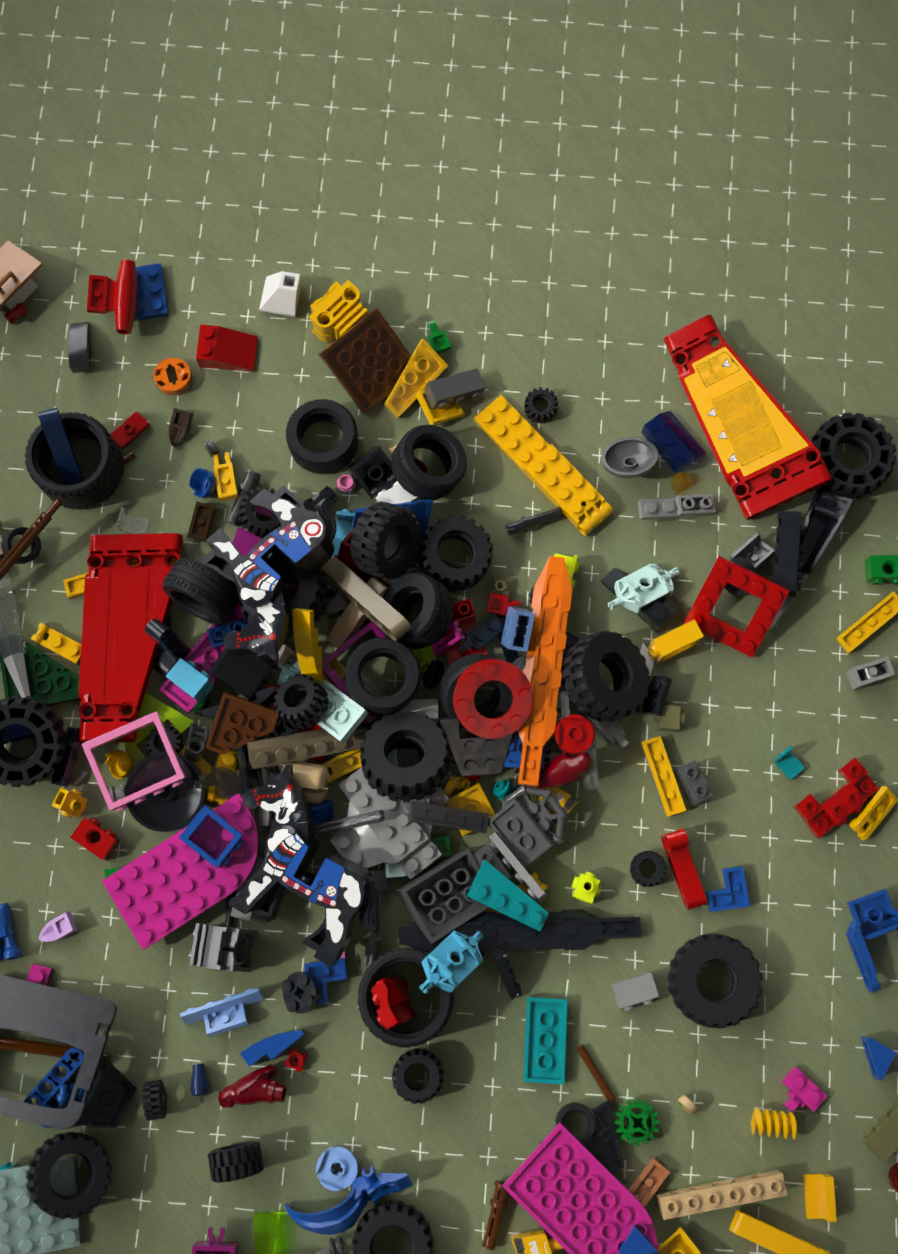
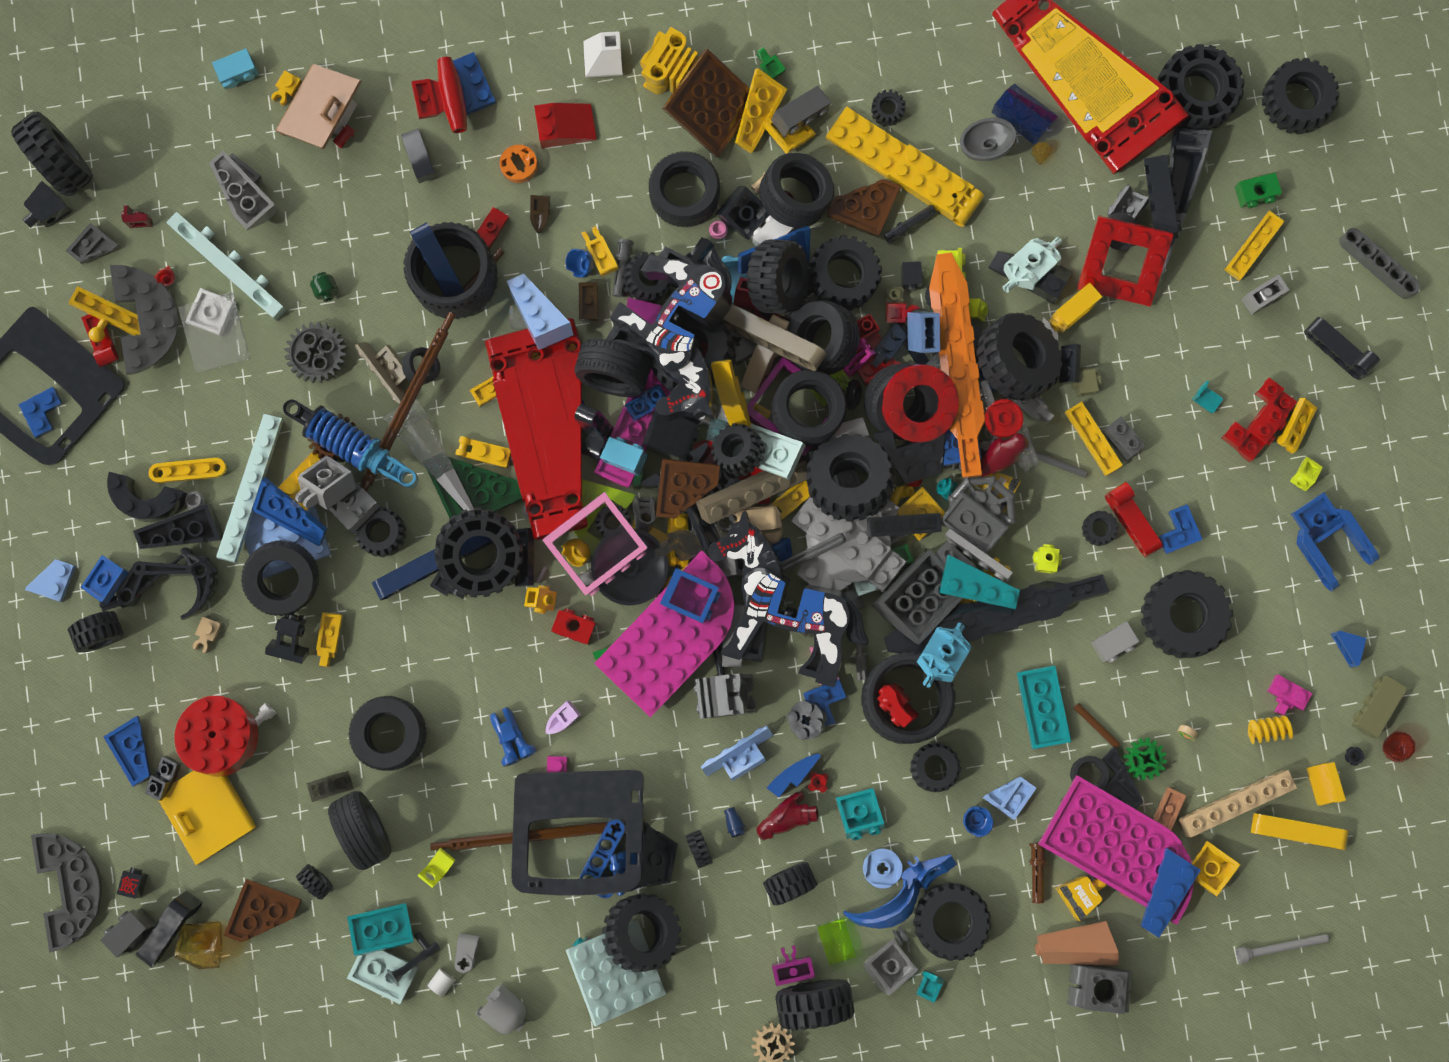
camera: 15 degrees left, 5 degrees up
(146, 523) = (539, 314): none -> light blue wedge
(210, 447) = (576, 225): dark grey bush -> none
(328, 1105) = (860, 814): none -> teal plate
(447, 1144) = (978, 821): none -> blue hair
(488, 1126) = (1011, 796): none -> light blue wing
(494, 494) = (865, 207): none -> reddish brown plate
(508, 975) = (993, 655): black hinge -> none
(522, 571) = (911, 276): none -> black brick
(578, 619) = (978, 309): none -> neon yellow bracket
(623, 793) = (1060, 464): none -> dark grey bar
(676, 508) = (1045, 178): light grey slope -> none
(862, 1175) = (1359, 756): none -> black plate
(872, 865) = (1306, 474): none -> neon yellow bracket

